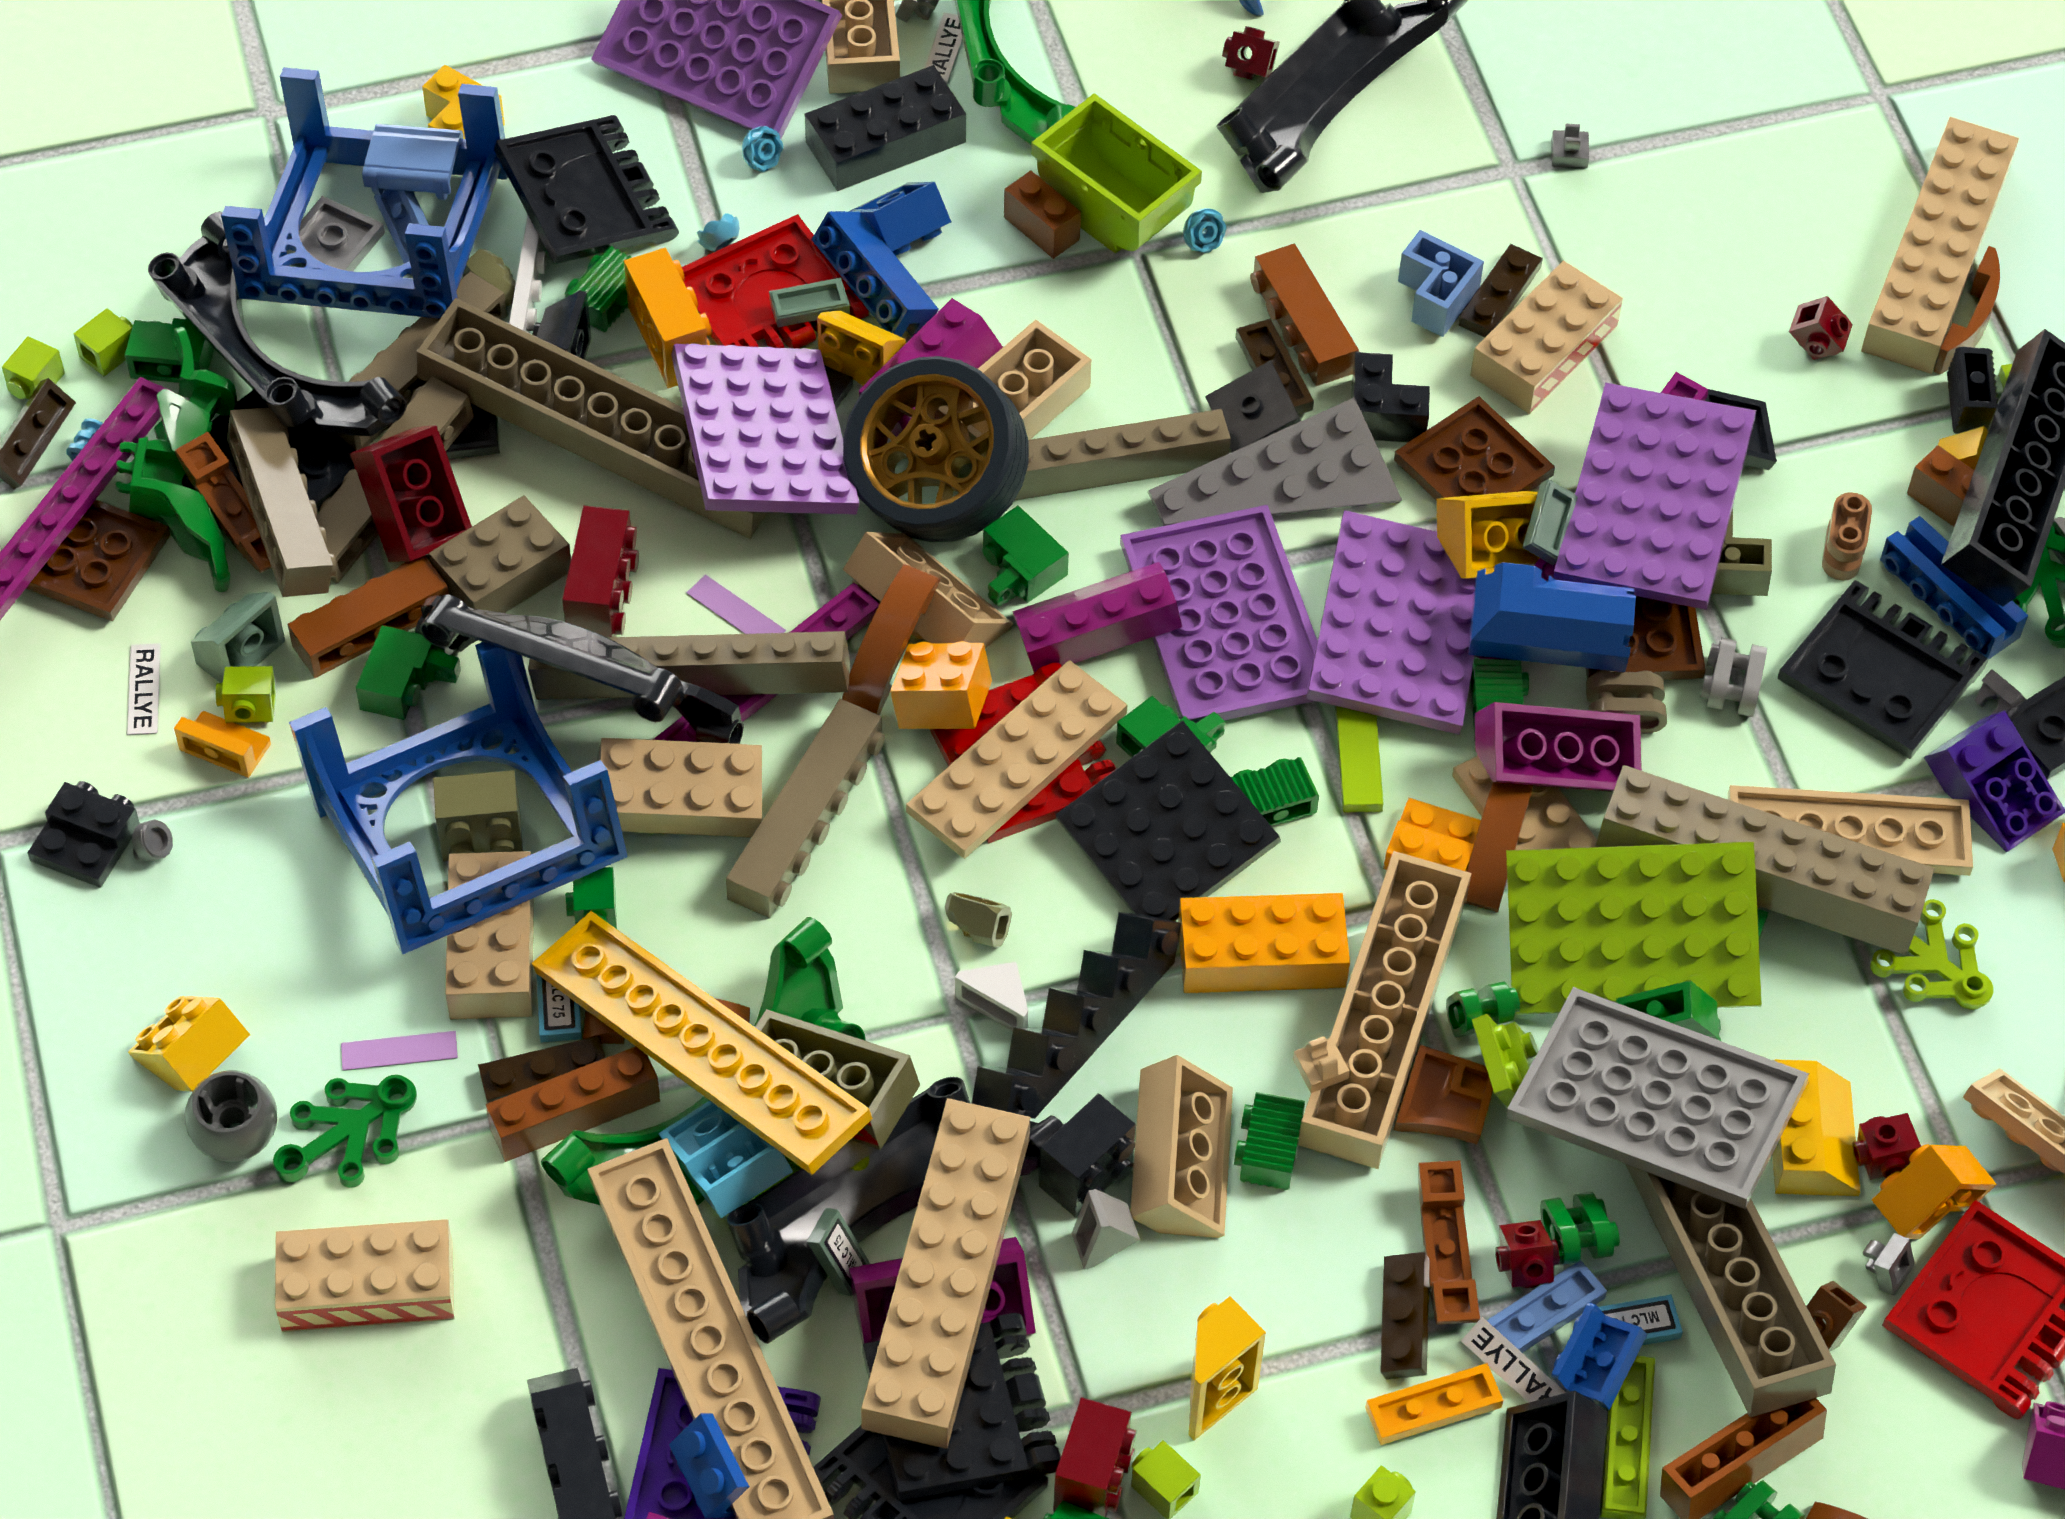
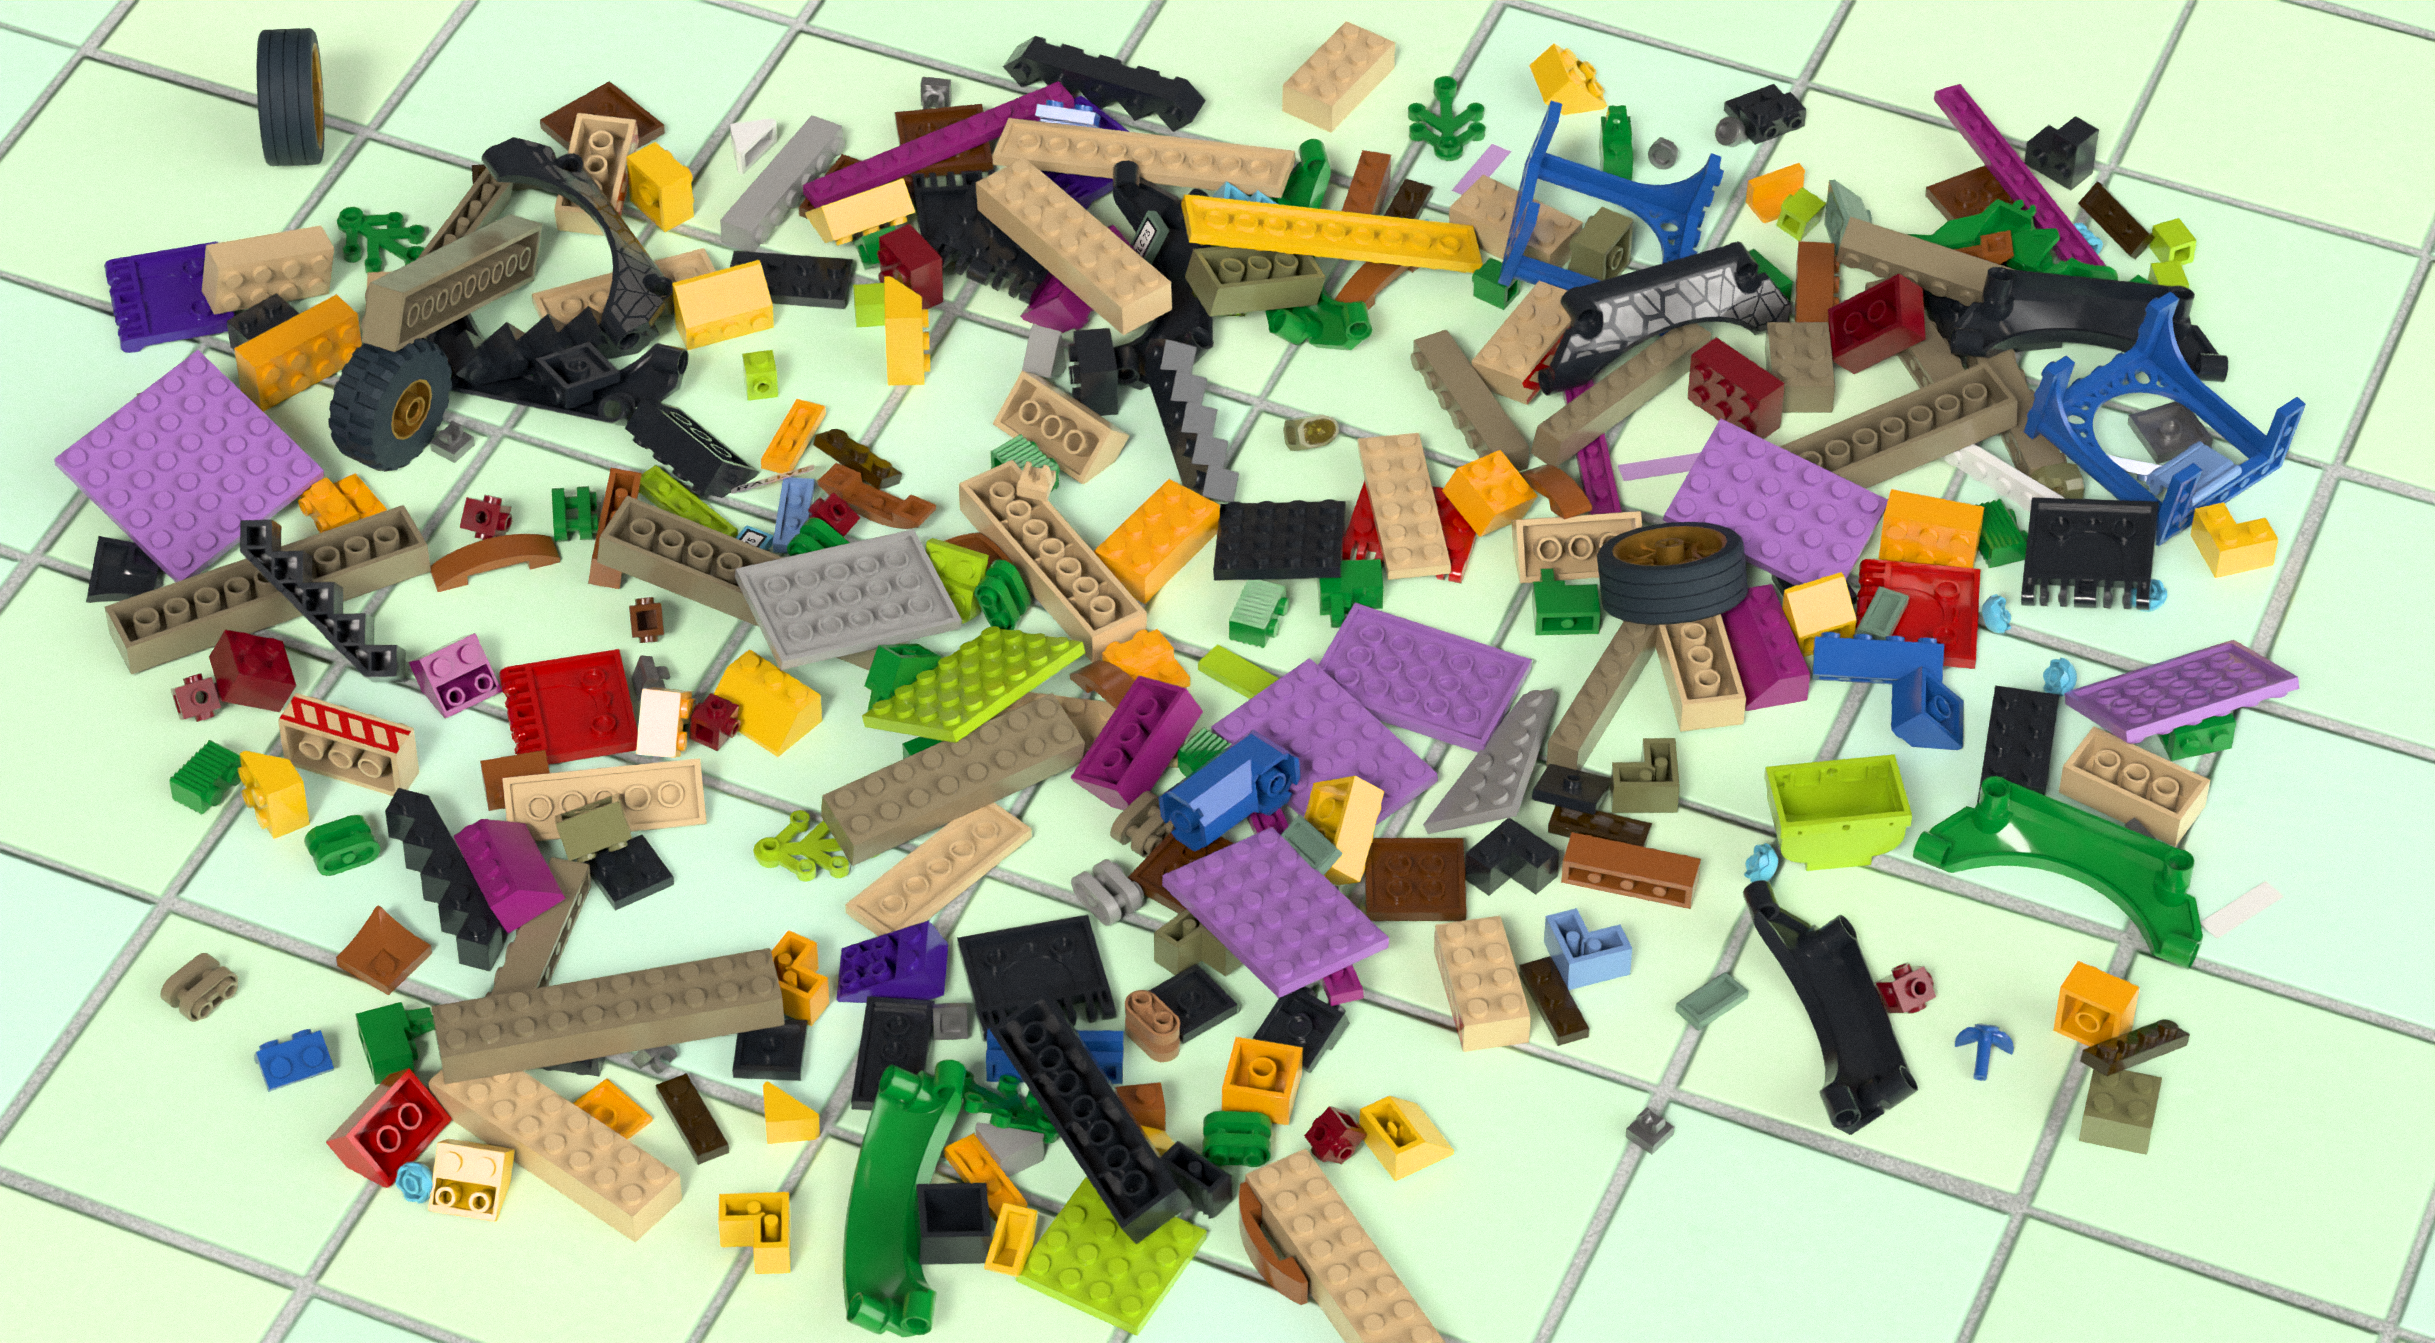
camera: 130 degrees right, 10 degrees down
(144, 688) = (1866, 192): white sticker -> none
(227, 1100) = (1492, 64): dark grey wheel -> none
(240, 880) = (1663, 153): none -> flat silver tile
(280, 917) = (1616, 142): none -> green hinge
(567, 325) = (1954, 477): black slope -> none
(995, 993) = (1246, 411): white slope -> none
(1099, 617) = (1476, 602): magenta slope -> none
(1192, 347) = (1647, 784): none -> olive brick
(1385, 188) = (1711, 1001): none -> sand green tile
(1598, 1356) = (739, 509): blue bracket -> none
(1766, 286) = (1402, 1136): none -> yellow slope
(1795, 528) = (1196, 1001): none -> black plate
(1823, 412) = (1262, 1079): none -> light orange brick
(1892, 401) = (1237, 1138): none -> green brick

